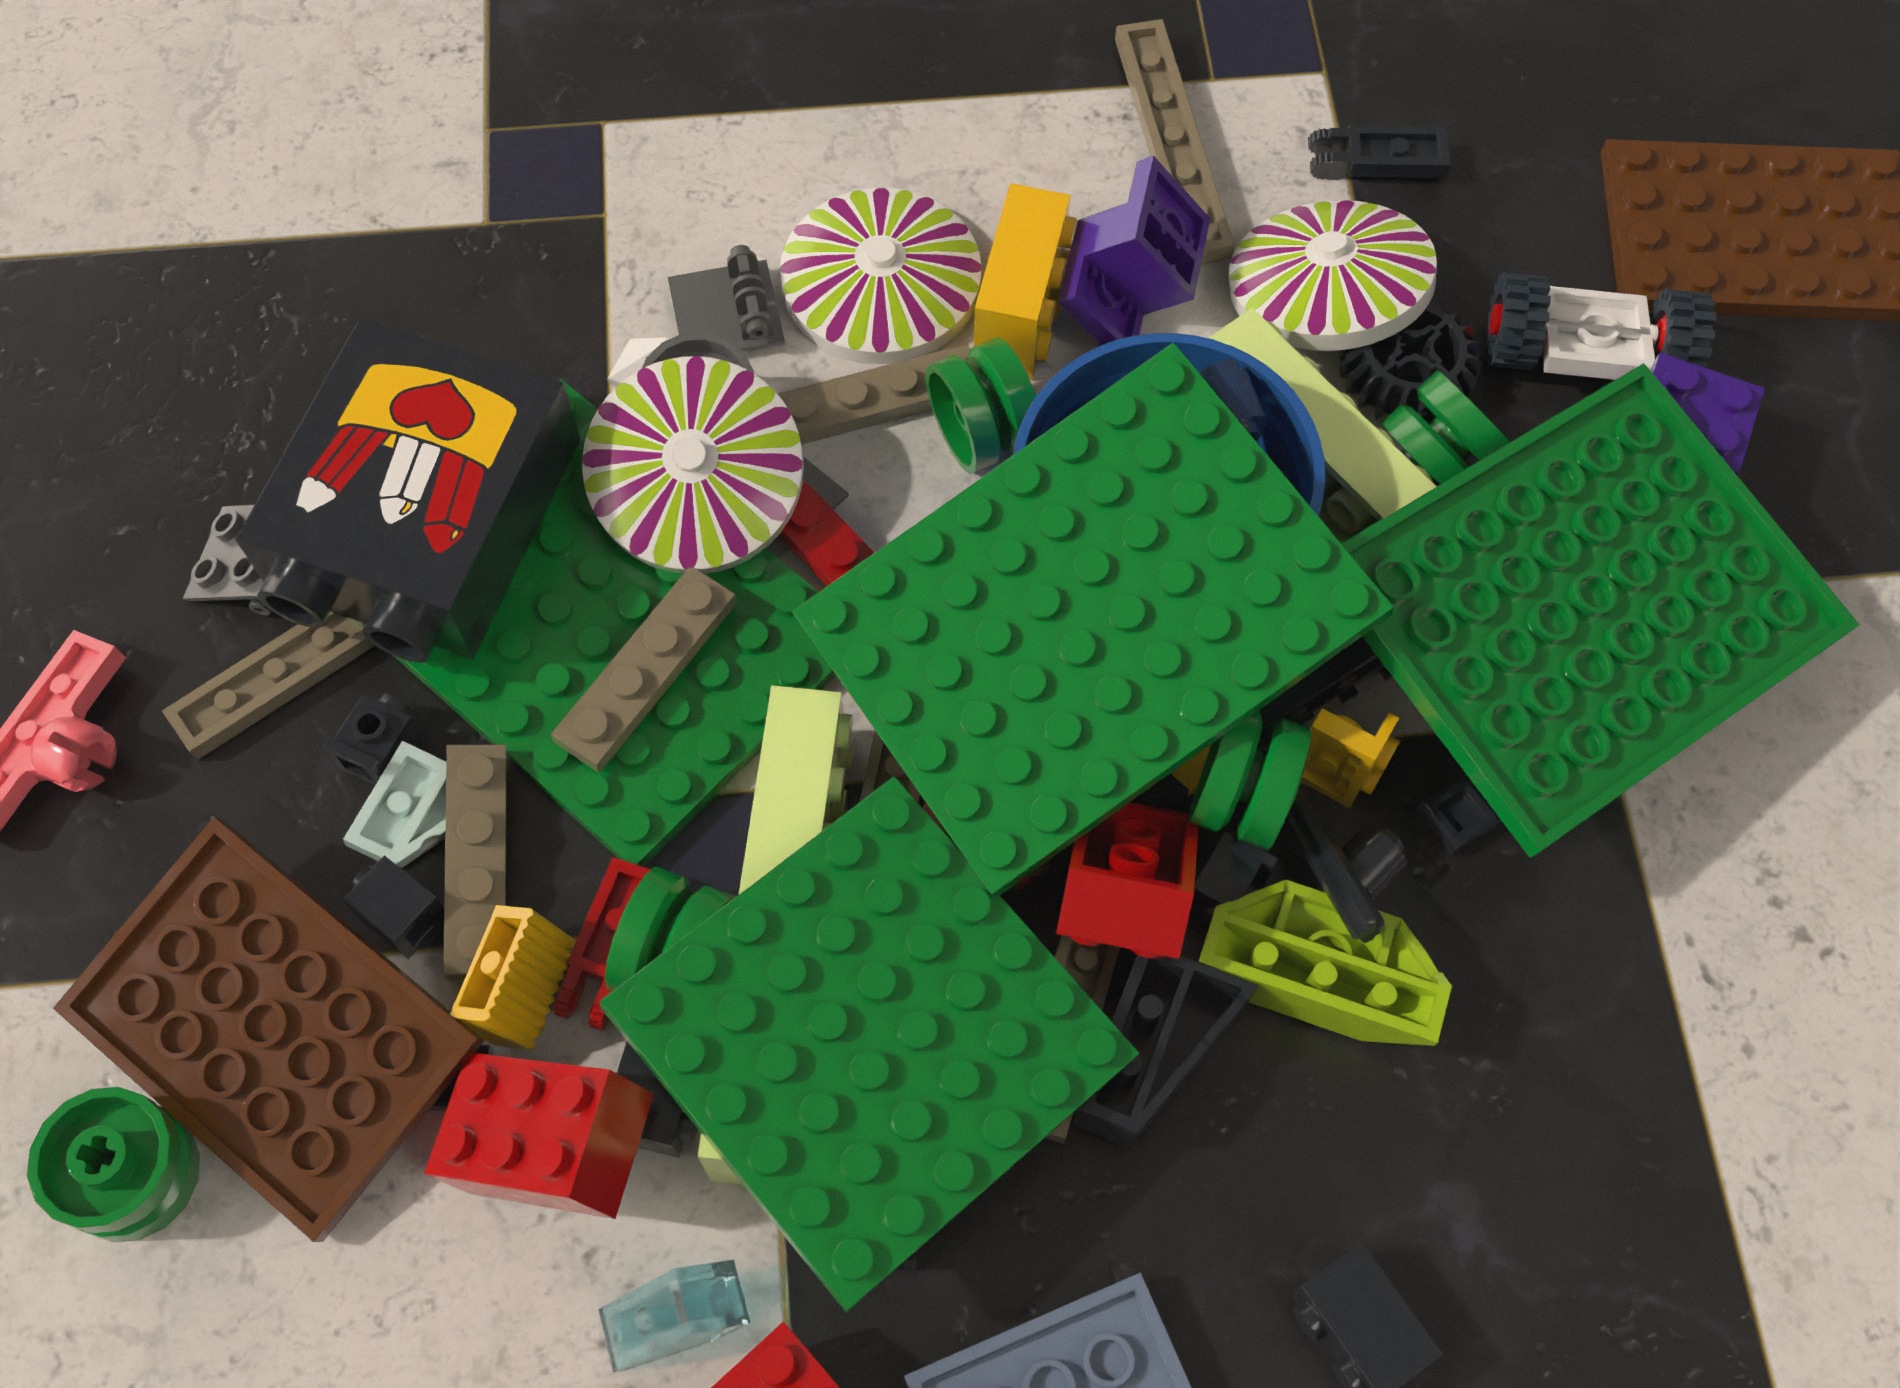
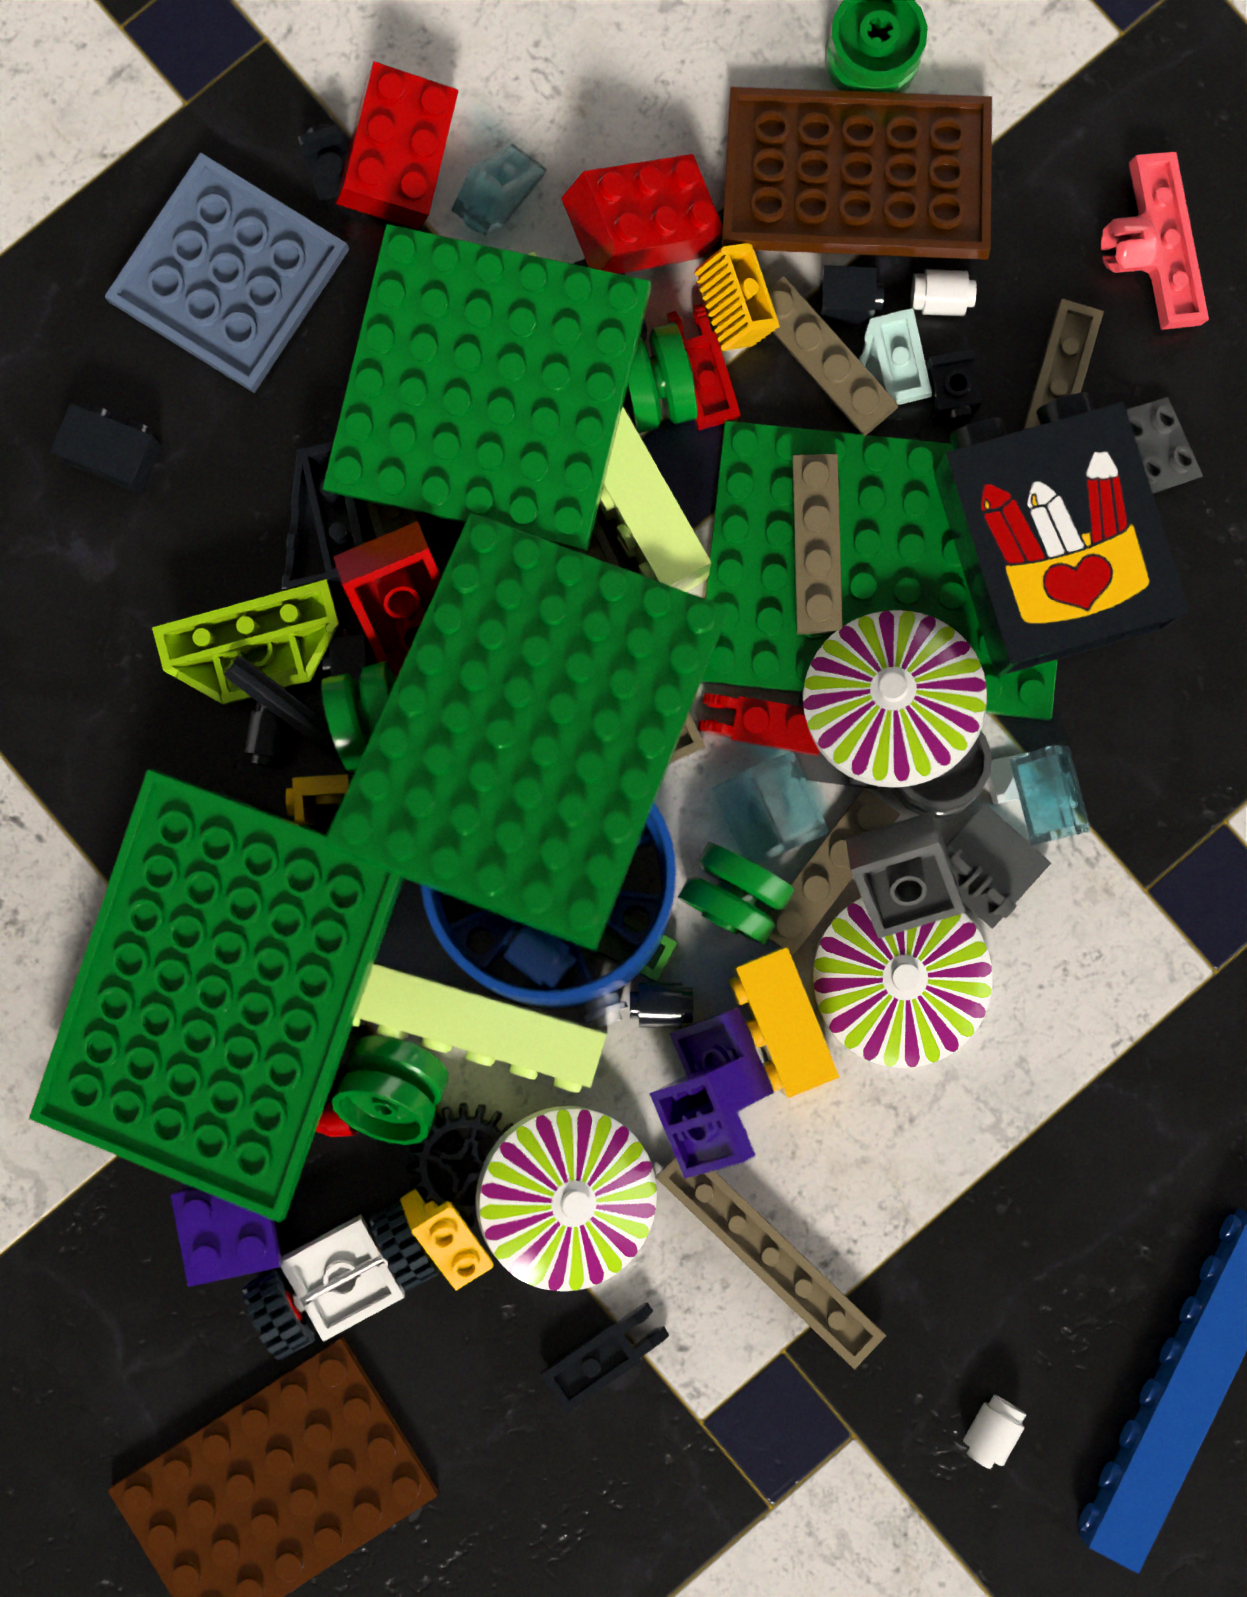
camera: 145 degrees right, 20 degrees up
(298, 841) = (943, 292): none -> white brick
(621, 316) = (1050, 794): none -> clear light blue slope
(809, 324) = (904, 875): none -> dark grey slope
(890, 469) = (770, 809): none -> clear light blue slope
(1478, 296) = (446, 1239): none -> yellow bracket

